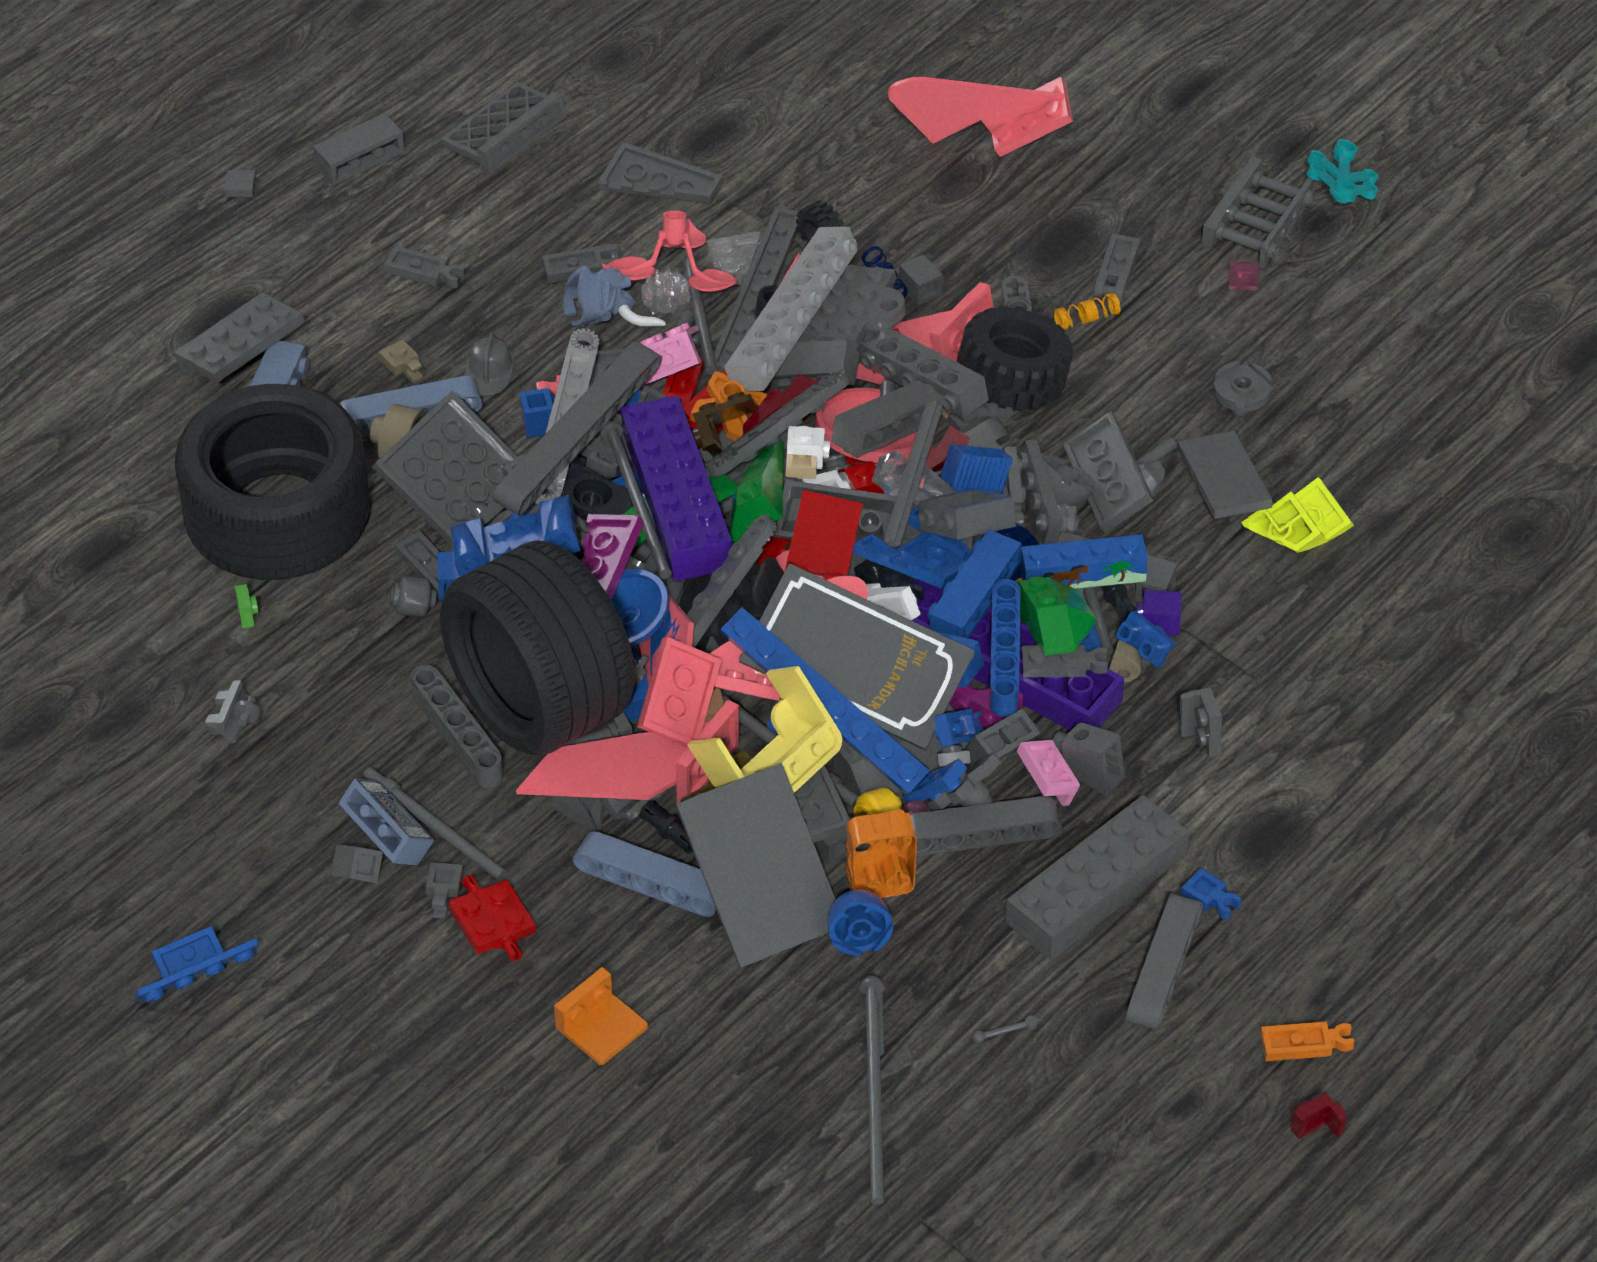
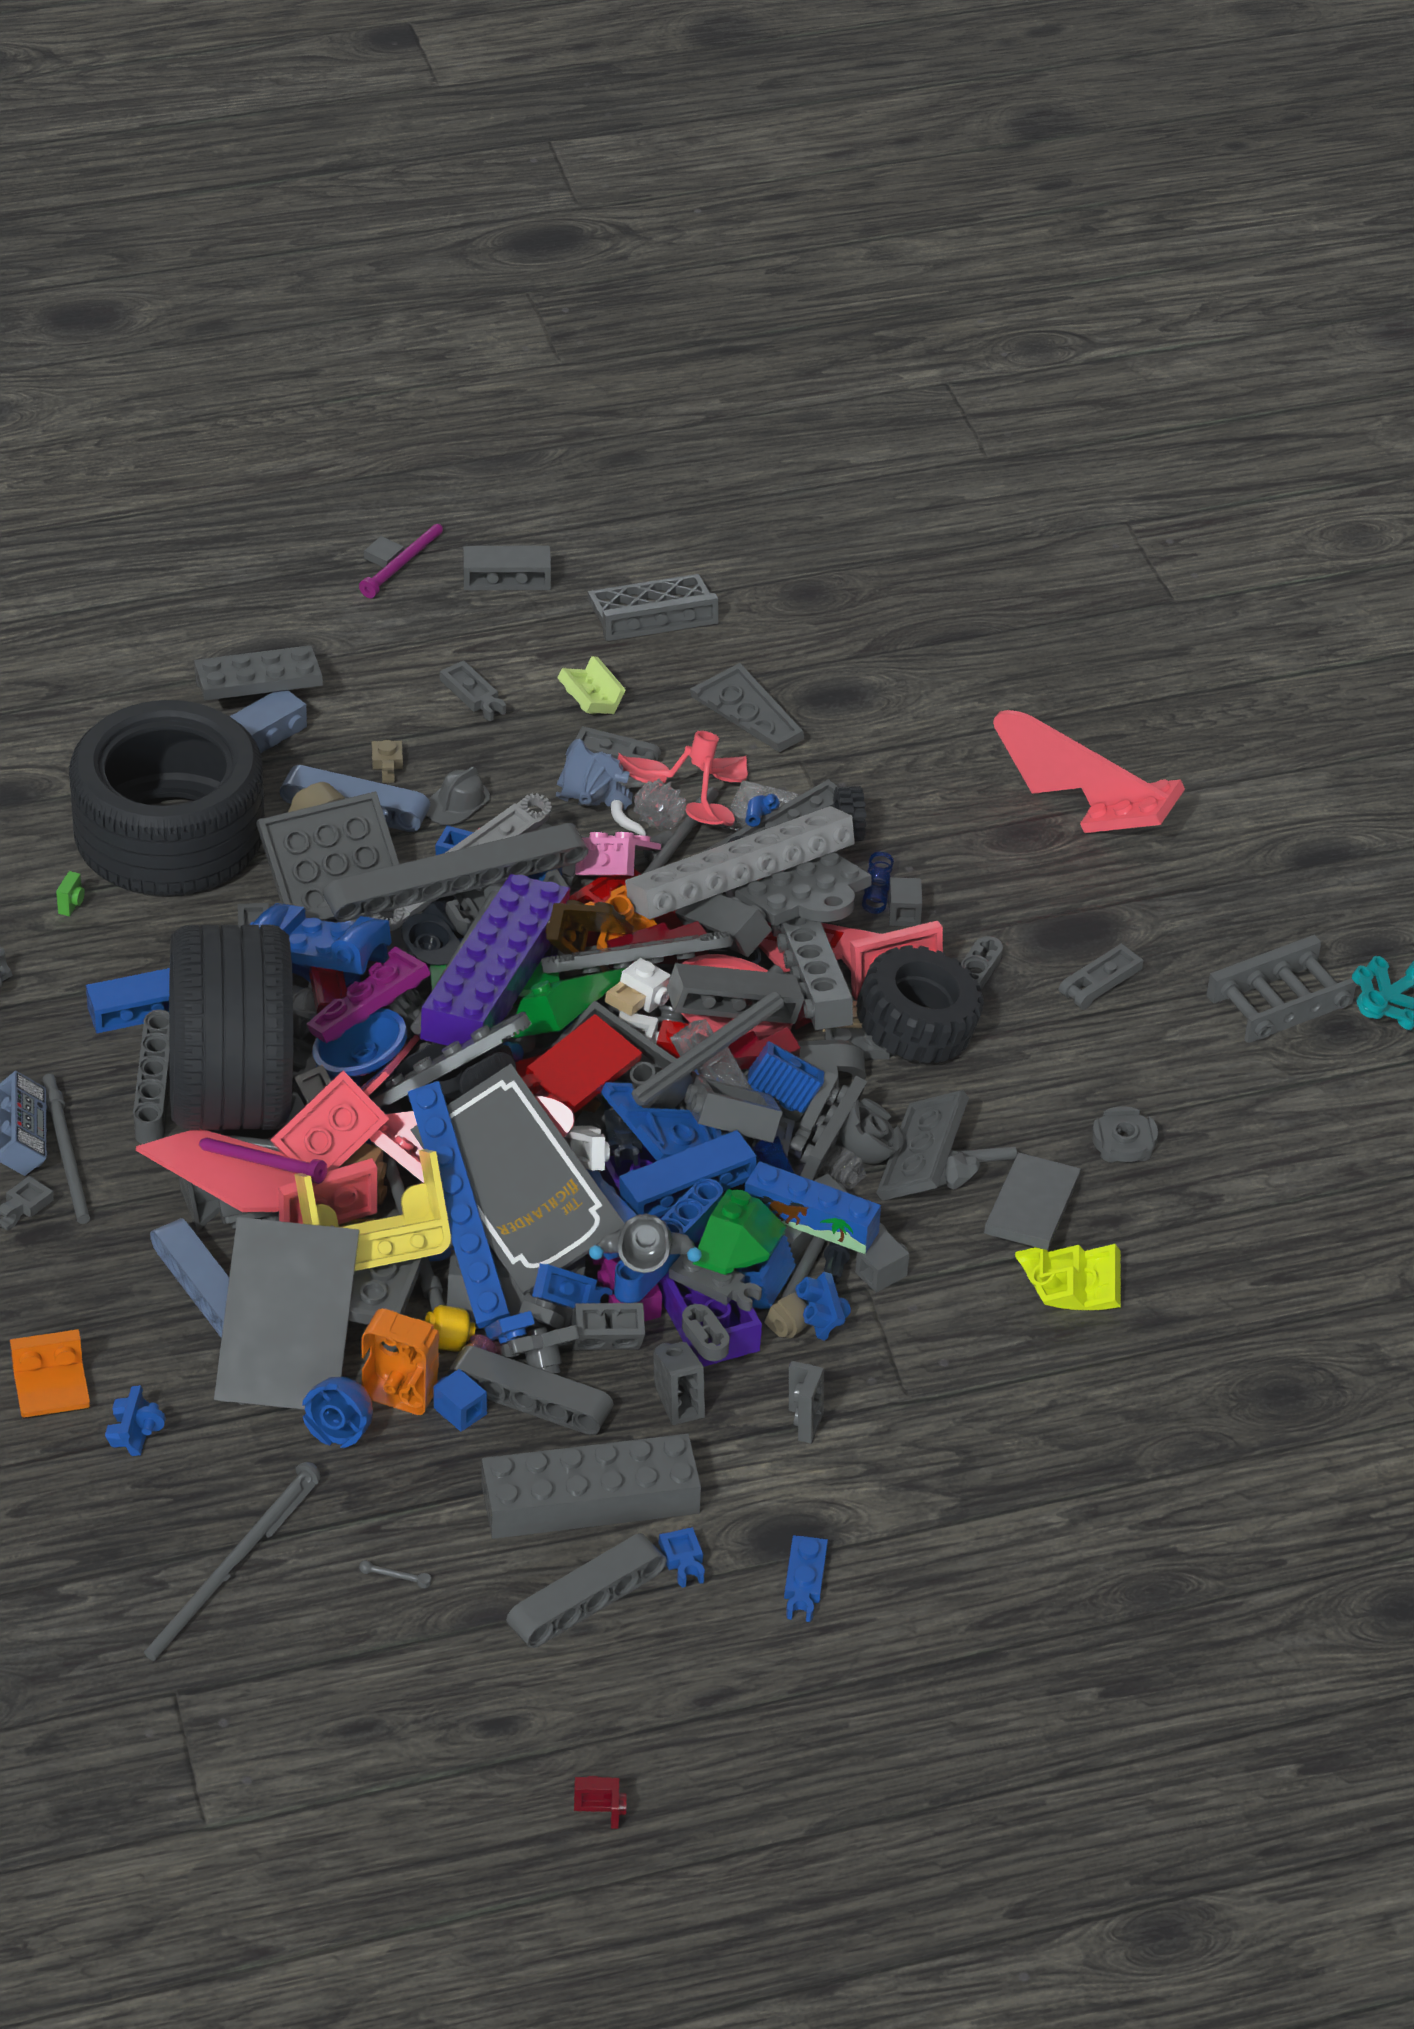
camera: 30 degrees right, 5 degrees down
(257, 218) = (370, 586): none -> magenta bar
(392, 659) = (127, 999): none -> blue brick
(492, 917) = (42, 1248): red plate -> none
(521, 217) = (594, 687): none -> yellowish green bracket
(697, 733) = (316, 1168): none -> magenta bar
(710, 1011) = (137, 1420): none -> blue hips
(745, 255) = (760, 806): none -> blue arm
(937, 862) = (460, 1400): none -> blue brick
(1008, 658) = (645, 1244): none -> dark grey piece
(1049, 770) = (627, 1371): bright pink bracket -> none
(1087, 311) = (1037, 1000): light orange piece -> none
(1093, 706) = (711, 1329): none -> dark grey beam
(1162, 609) = (864, 1290): dark purple brick -> none
(1243, 275) = (1215, 1038): clear pink plate -> none
(1304, 1040) = (651, 1726): orange plate -> none
(1308, 860) = (805, 1574): none -> blue plate

